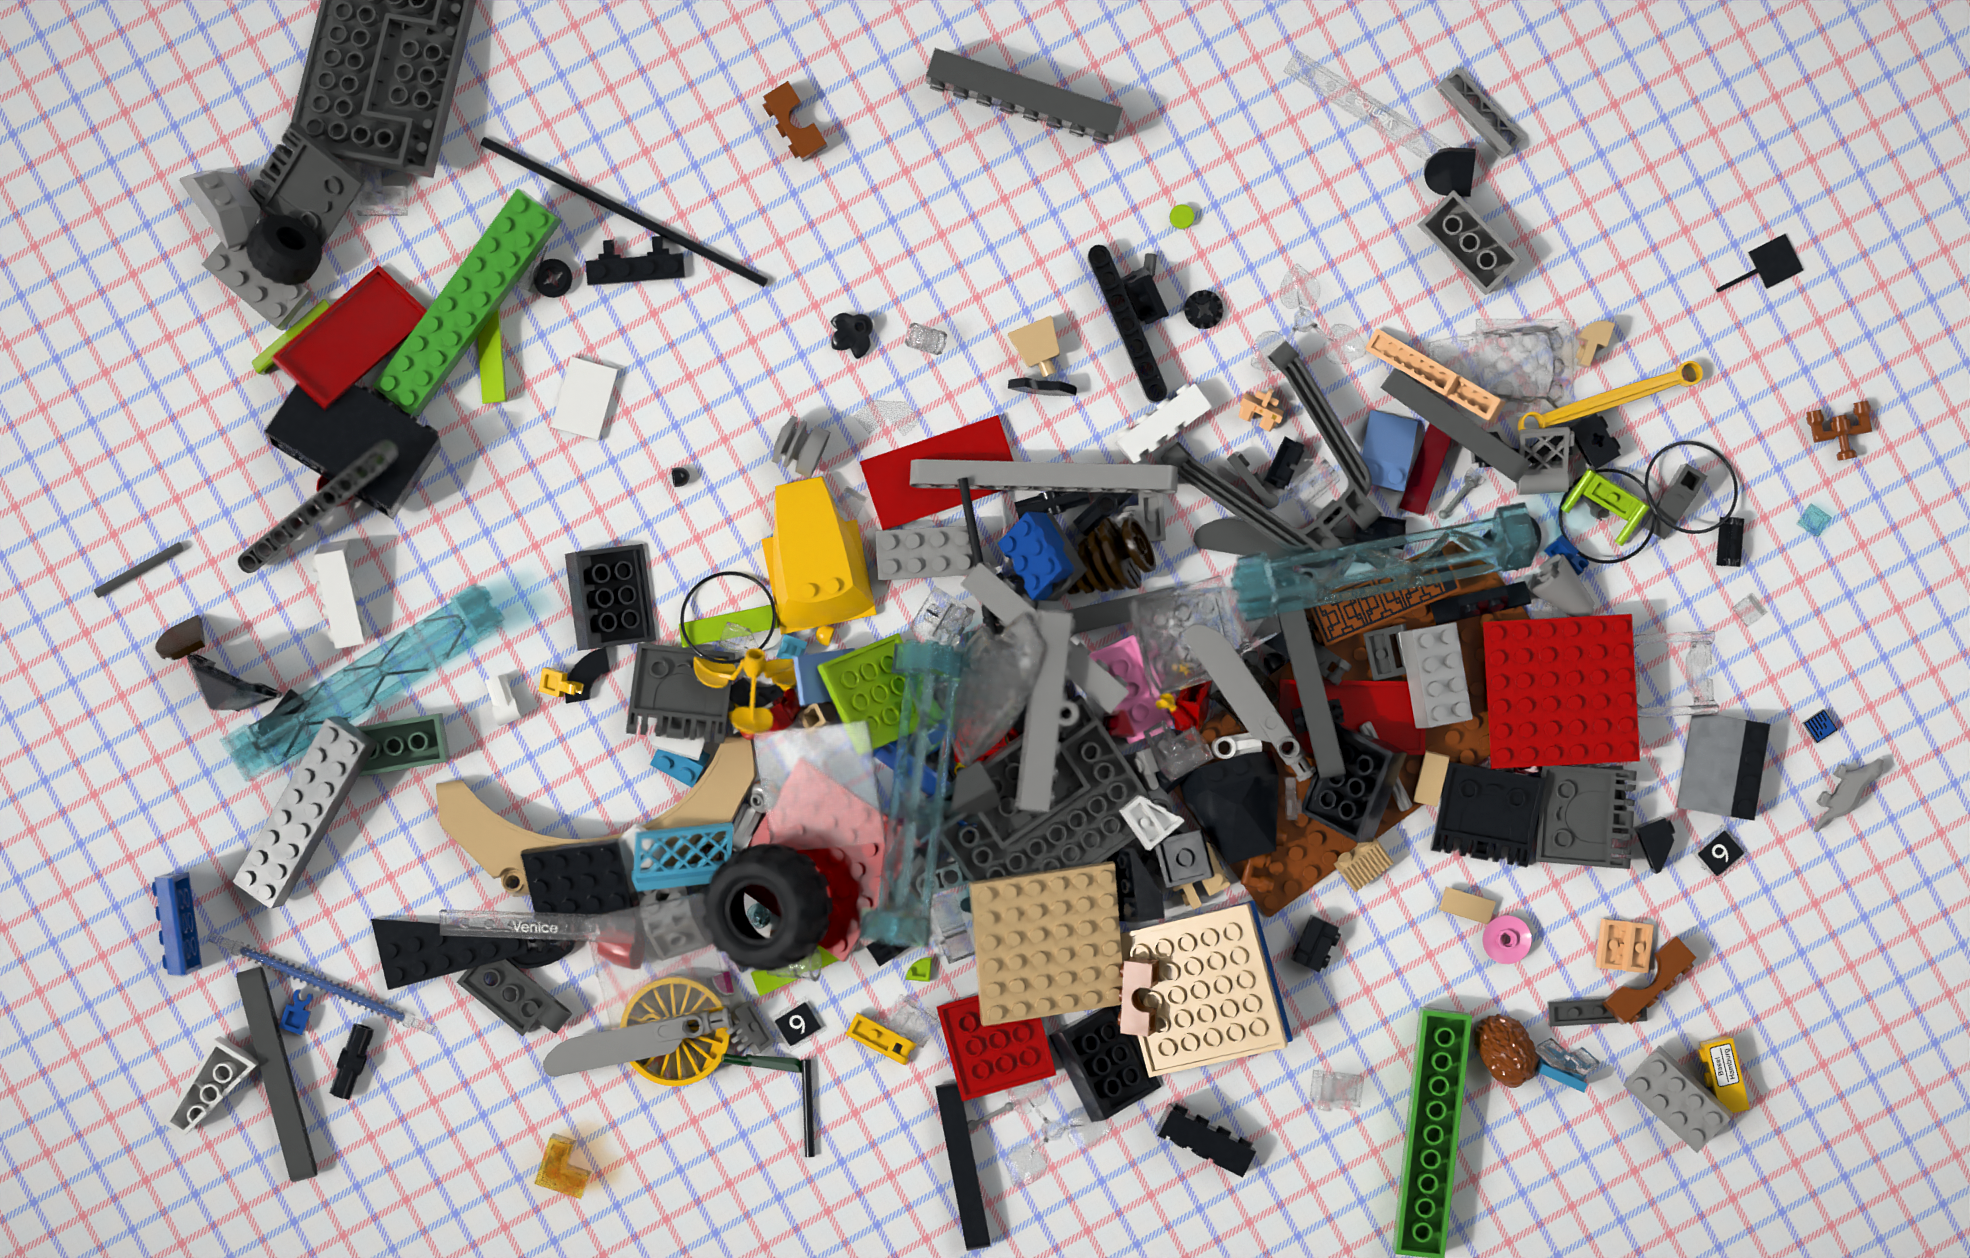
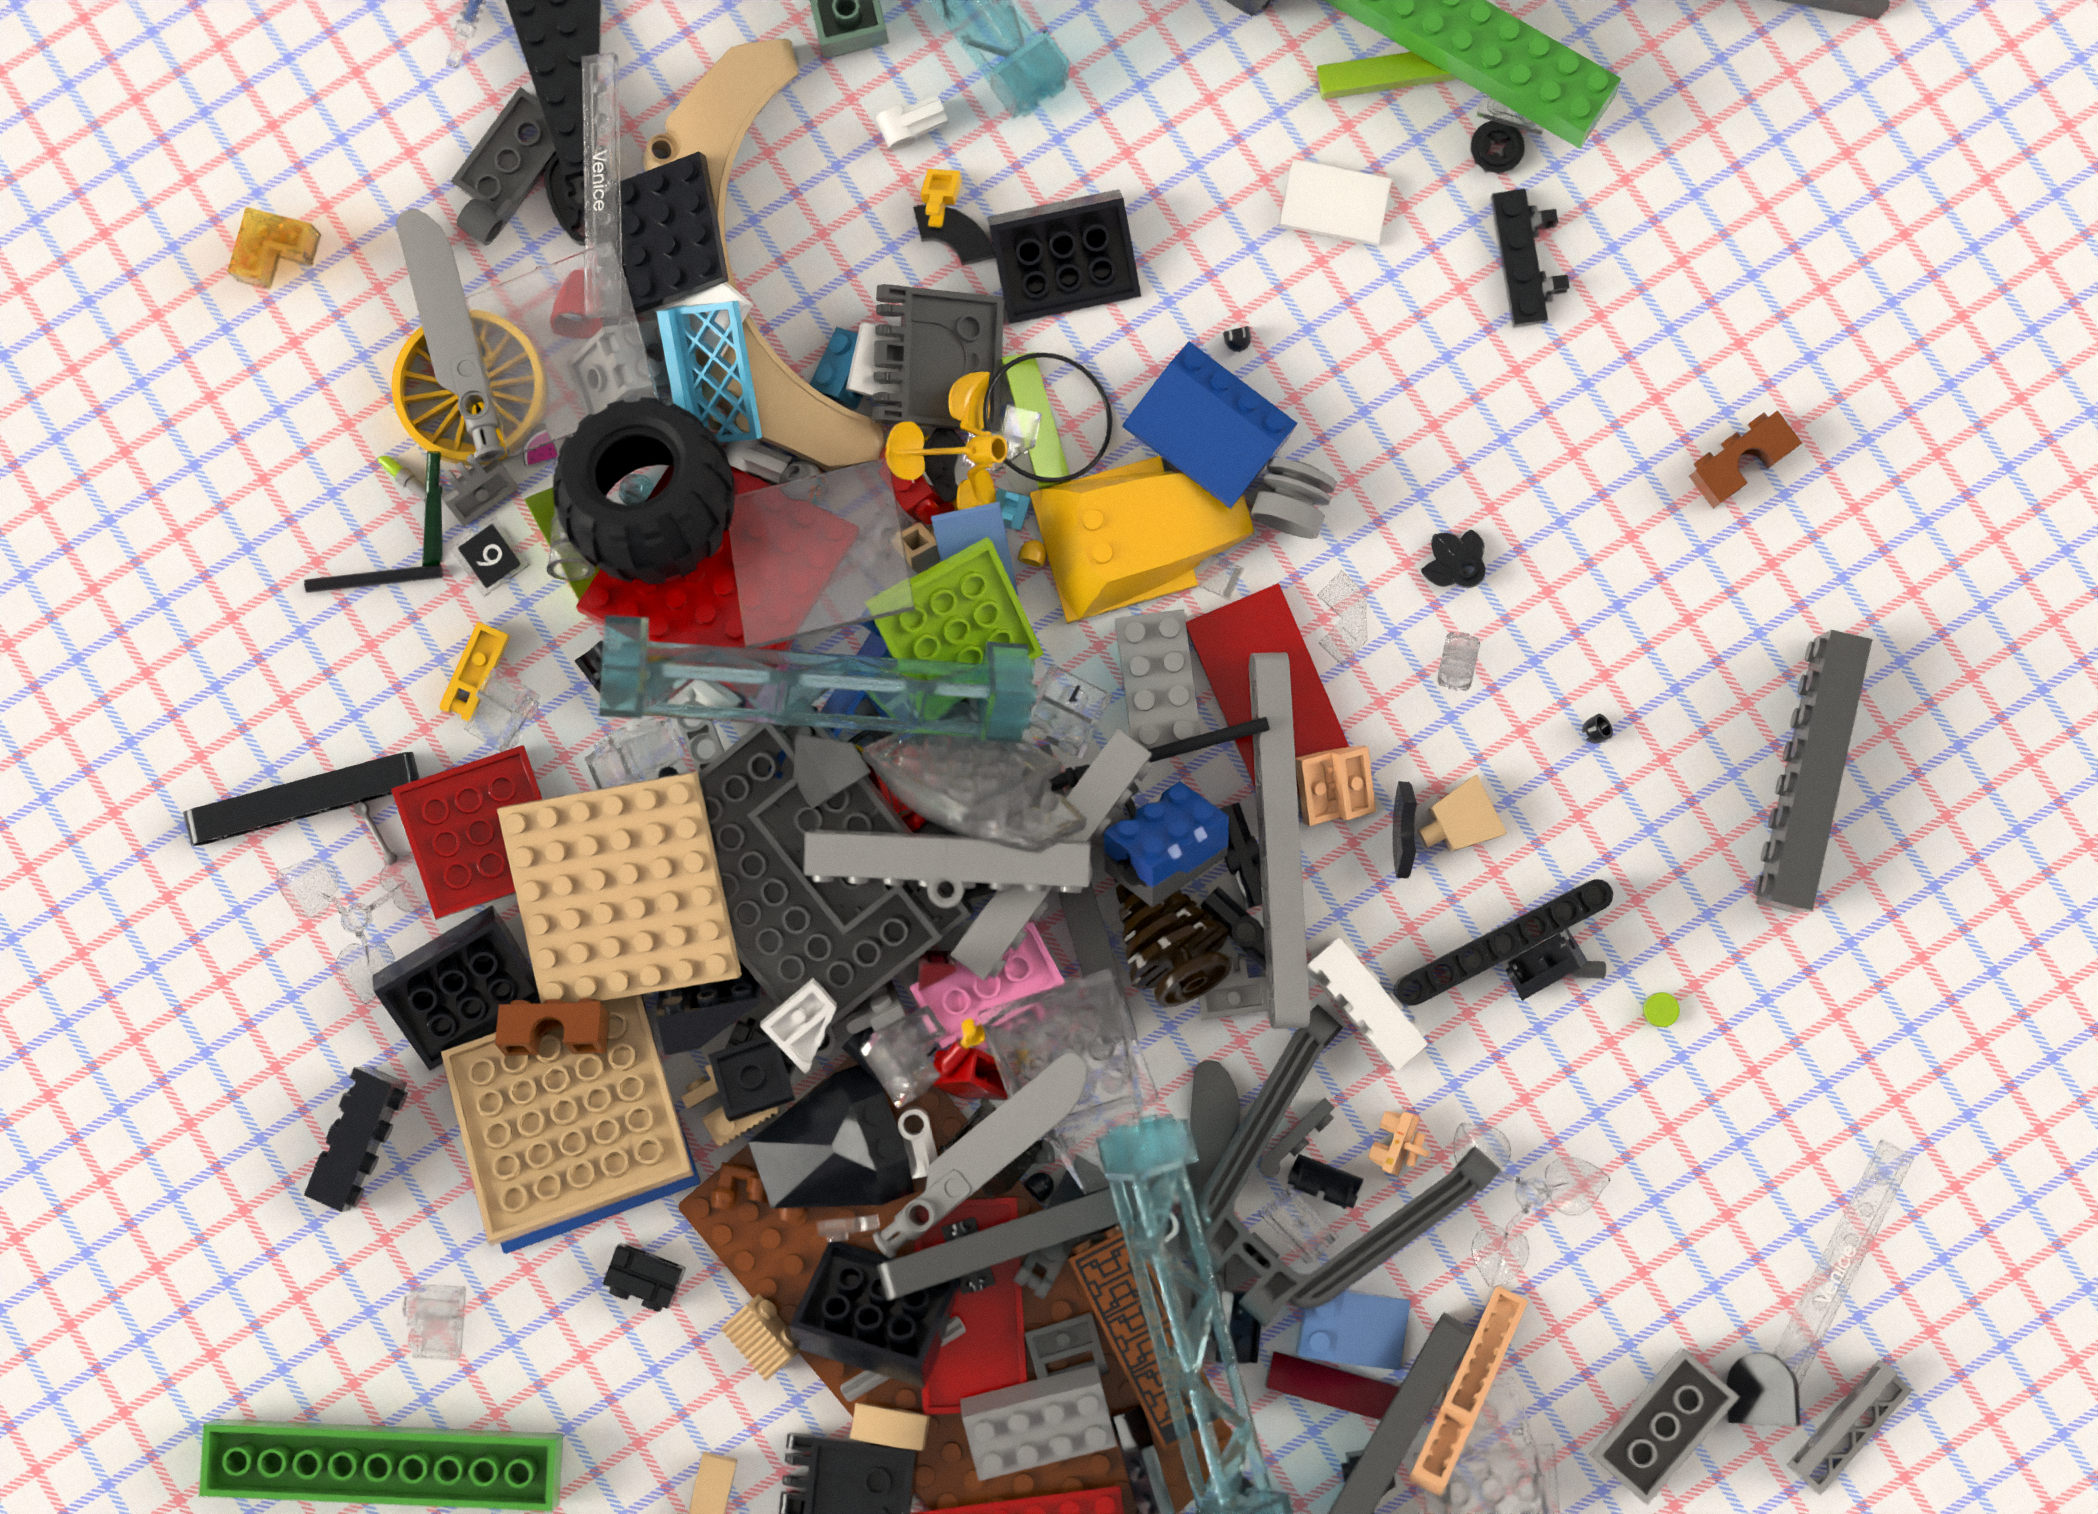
camera: 85 degrees right, 5 degrees down
(624, 212) = (1596, 238): black piece -> none
(735, 1082) = (403, 476): none -> light grey piece
(743, 502) = (1209, 424): none -> blue slope
(920, 970) = (574, 720): lime tile -> none
(976, 244) = (1597, 729): none -> black hinge
(1007, 433) = (1335, 785): none -> light nougat slope
(1192, 311) = (1517, 1055): black gear -> none
(1472, 480) = (1322, 1455): hinge -> none

